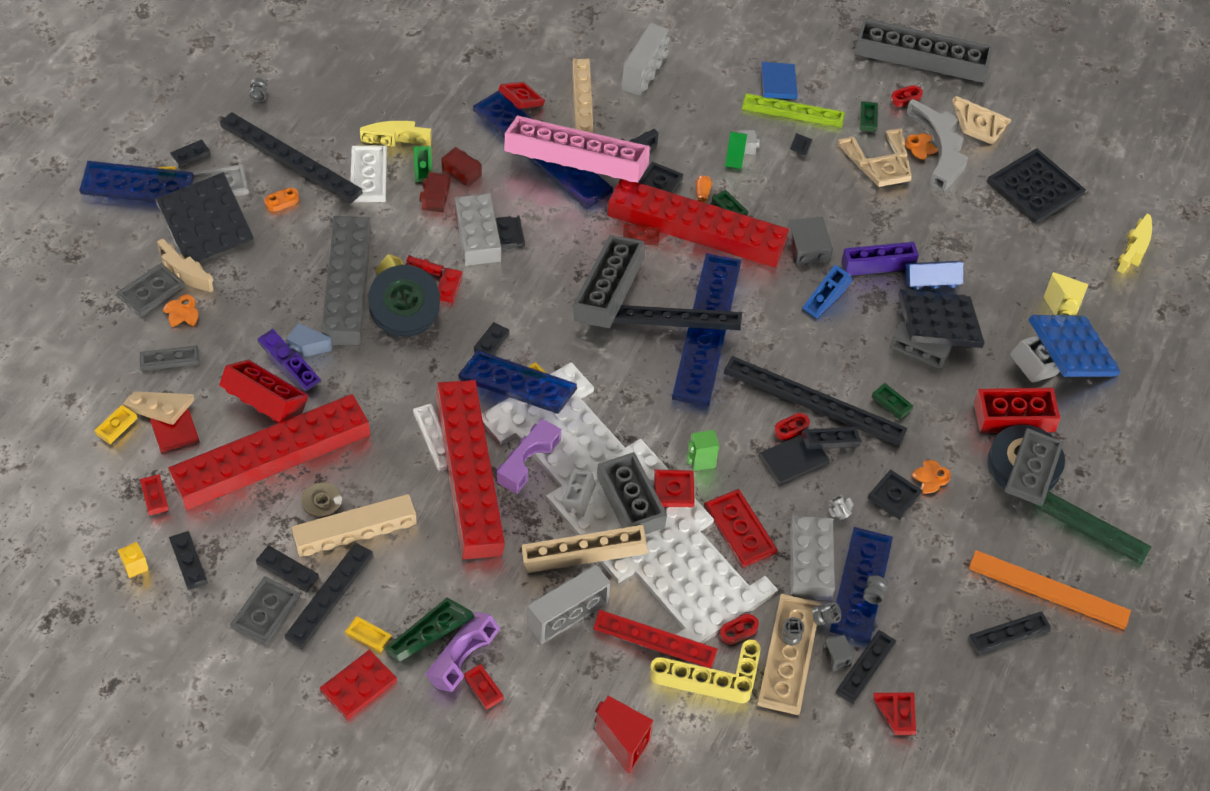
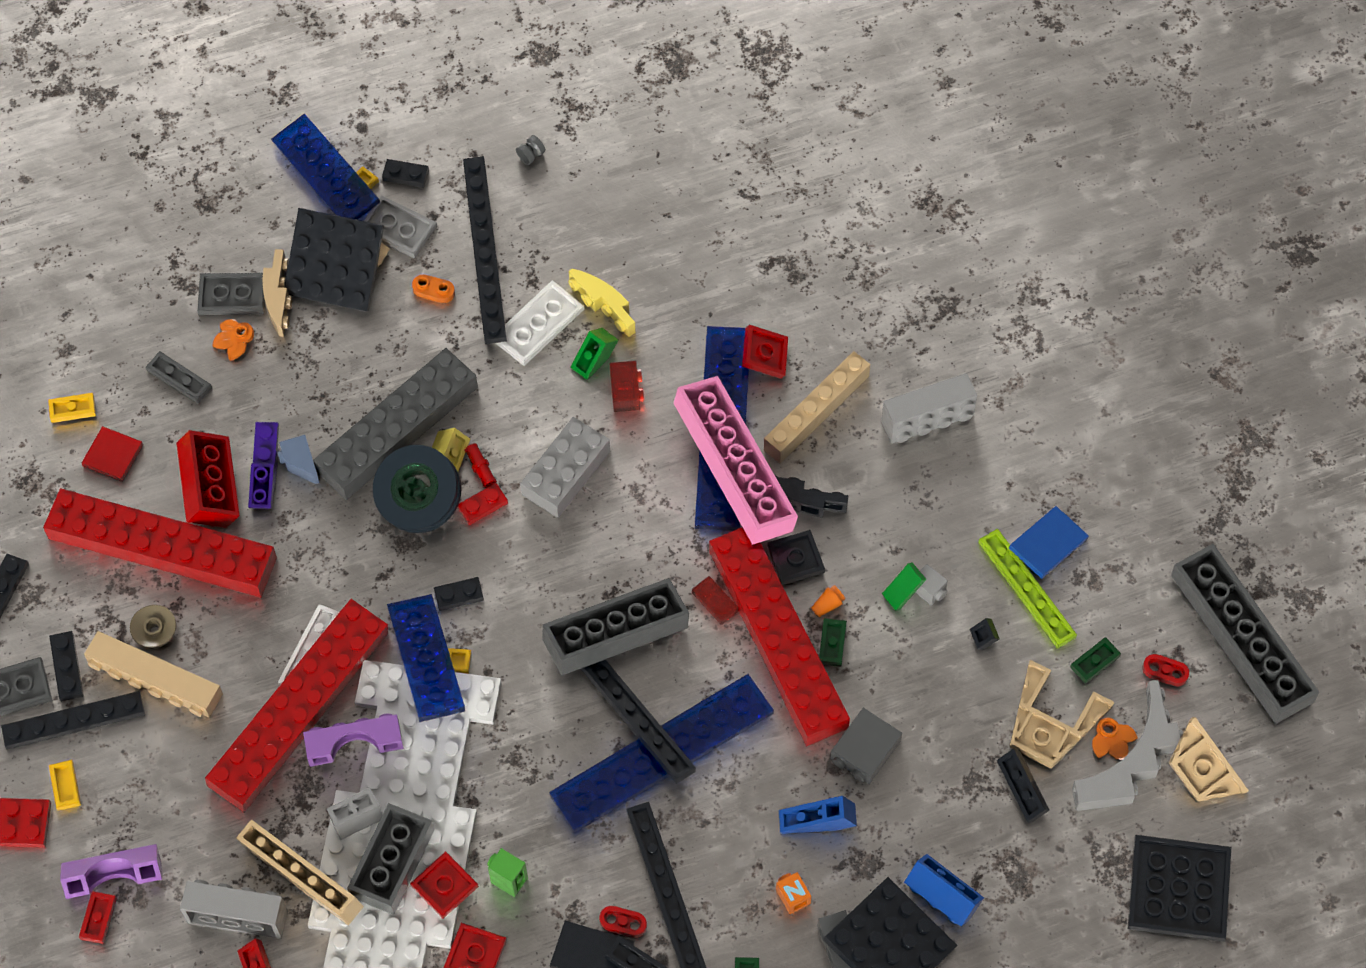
camera: 50 degrees right, 10 degrees up
(154, 494) = (35, 502): red plate -> none
(159, 406) = (121, 419): tan wing -> none
(432, 626) = (113, 826): dark green wing -> none
(435, 192) = (572, 394): clear red brick -> none
(510, 232) = (596, 493): black plate -> none
(860, 338) = (793, 892): none -> orange brick
(878, 258) = (907, 826): dark purple brick -> none
(907, 197) = (1022, 785): none -> black plate

